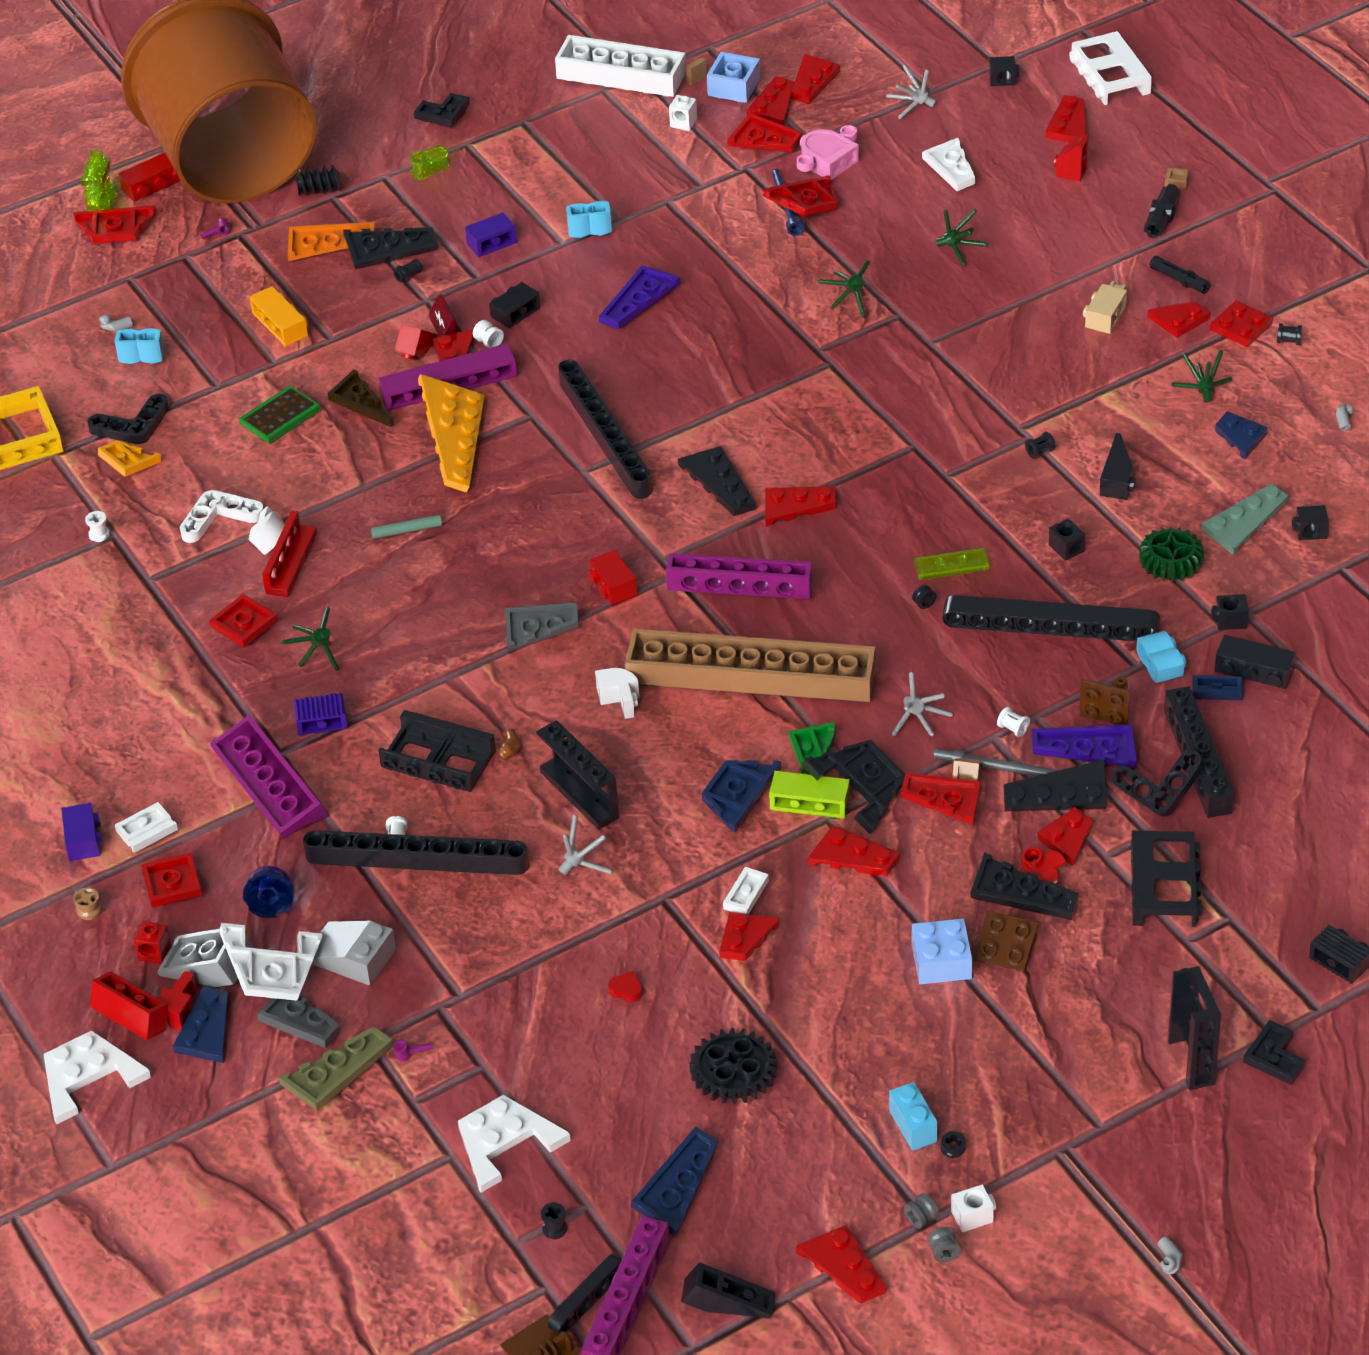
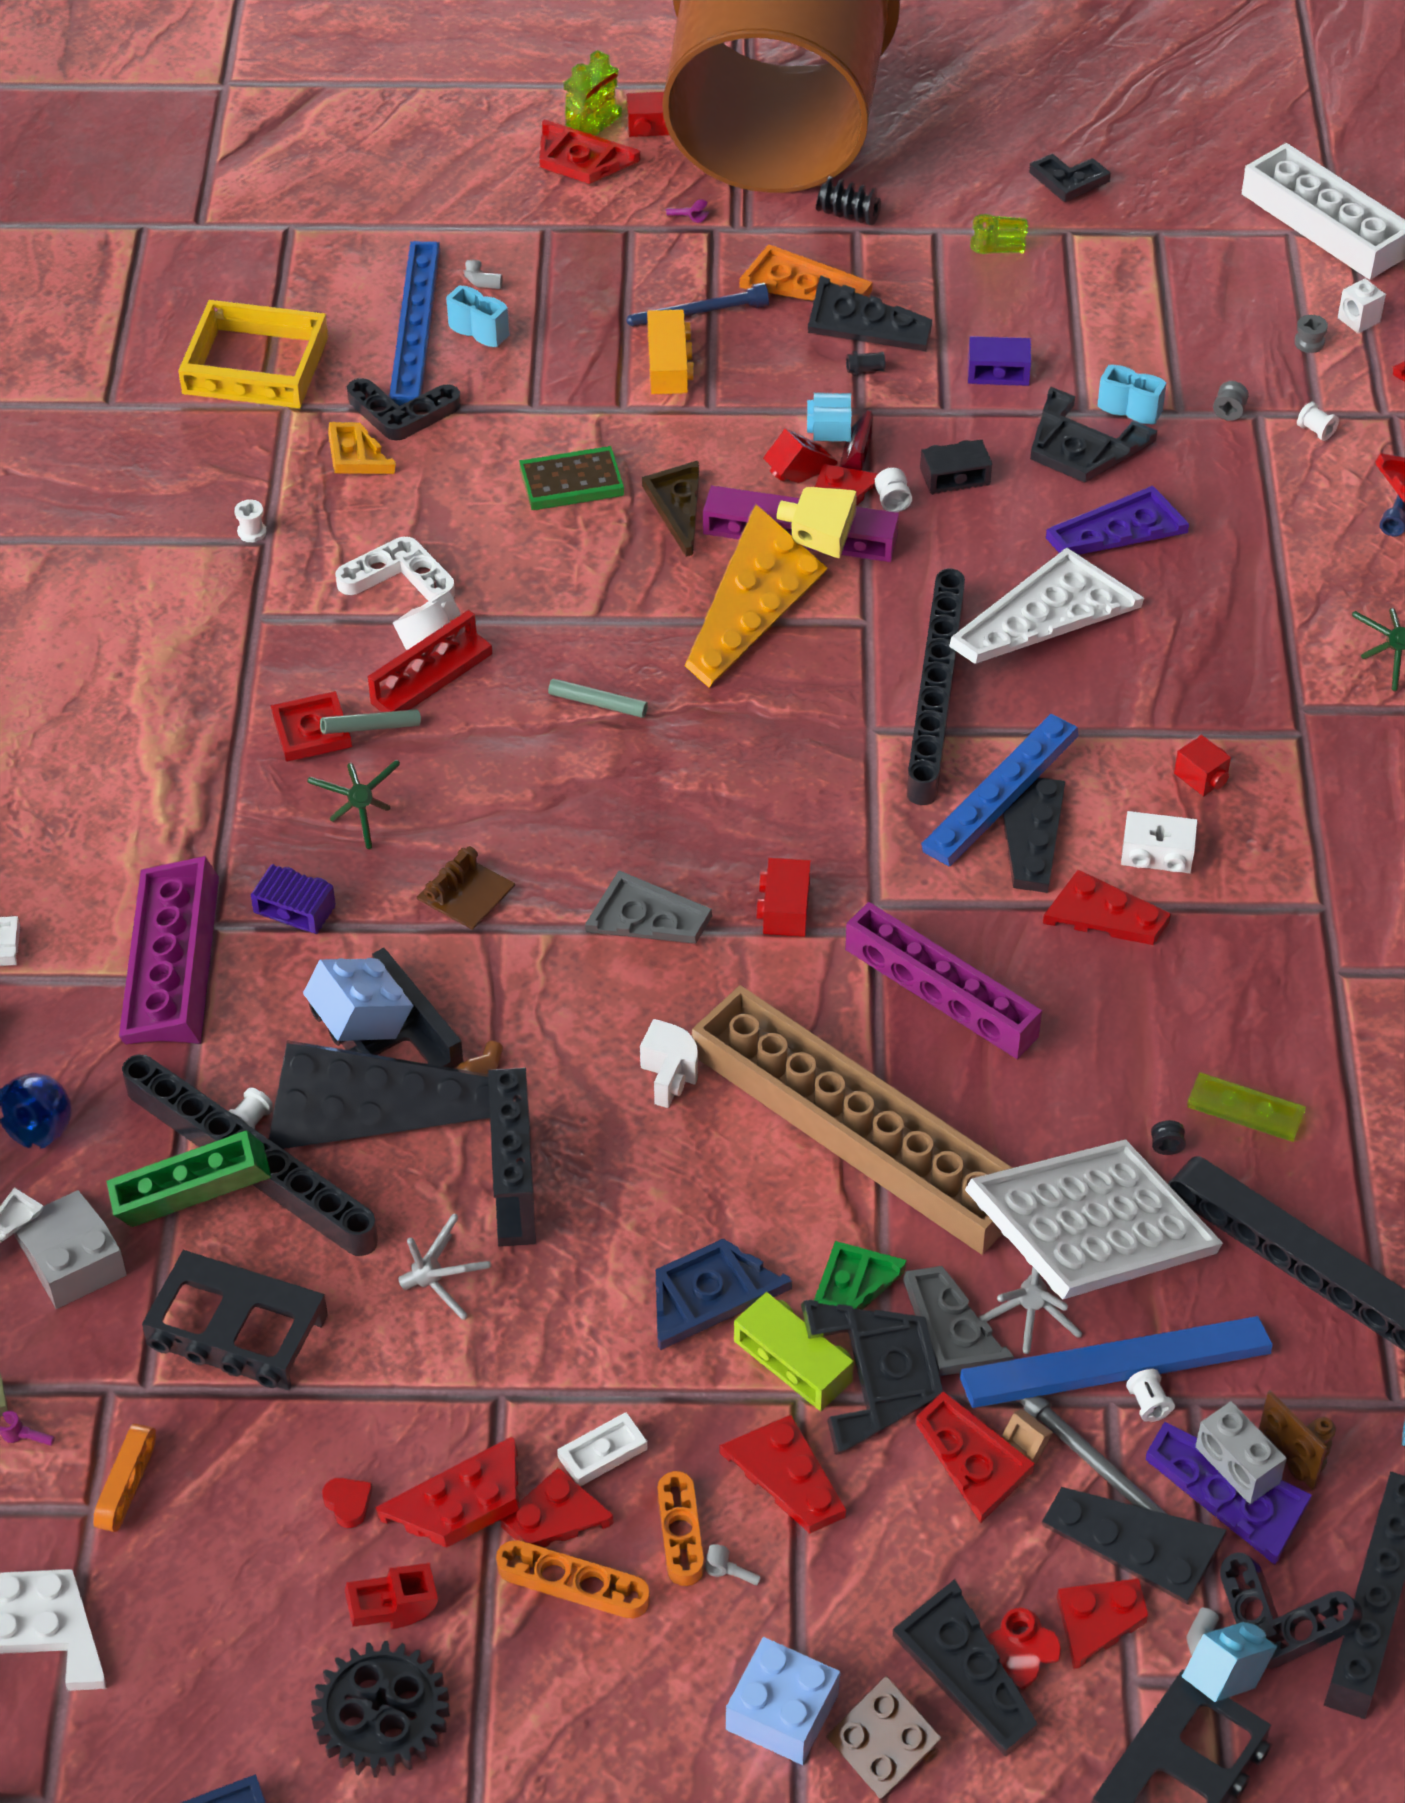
camera: 30 degrees right, 5 degrees up
(94, 368) = (415, 321): none -> blue tile
(281, 600) = (370, 721): none -> sand green piece
(305, 261) = (755, 296): none -> dark blue piece
(400, 875) = (188, 1179): none -> green brick
(415, 309) = (829, 417): none -> medium azure brick
(417, 739) = (357, 999): none -> light blue brick
(418, 662) = (465, 889): none -> reddish brown hinge
(456, 790) = (353, 1094): none -> black wing
(466, 365) = (820, 518): none -> light yellow torso
(483, 918) = (241, 1293): none -> black window
(492, 1038) = (124, 1477): none -> orange beam
(576, 264) = (1078, 448): none -> black wing
(635, 356) = (1049, 603): none -> white wing
(644, 194) = (1230, 400): none -> dark grey wheel
(664, 141) = (1311, 333): none -> dark grey wheel
(688, 466) = (999, 790): none -> blue plate
(689, 952) = (460, 1498): none -> red wing
(698, 1012) = (399, 1598): none -> red brick
(708, 189) = (1318, 421): none -> white bush
(783, 962) = (575, 1573): none -> orange beam
(792, 402) = (1202, 765): none -> red brick
(799, 453) = (1159, 842): none -> white brick
(821, 917) = (674, 1543): none -> orange beam
(853, 912) = (718, 1565): none -> light grey hand
(894, 744) = (954, 1329): none -> dark grey wing
(923, 647) = (1093, 1218): none -> white plate
(982, 715) = (1114, 1361): none -> blue tile
(1084, 719) = (1240, 1452): none -> light grey brick
(1126, 817) = (1203, 1623): none -> light grey arm
(1153, 812) = (1229, 1661): none -> medium azure brick

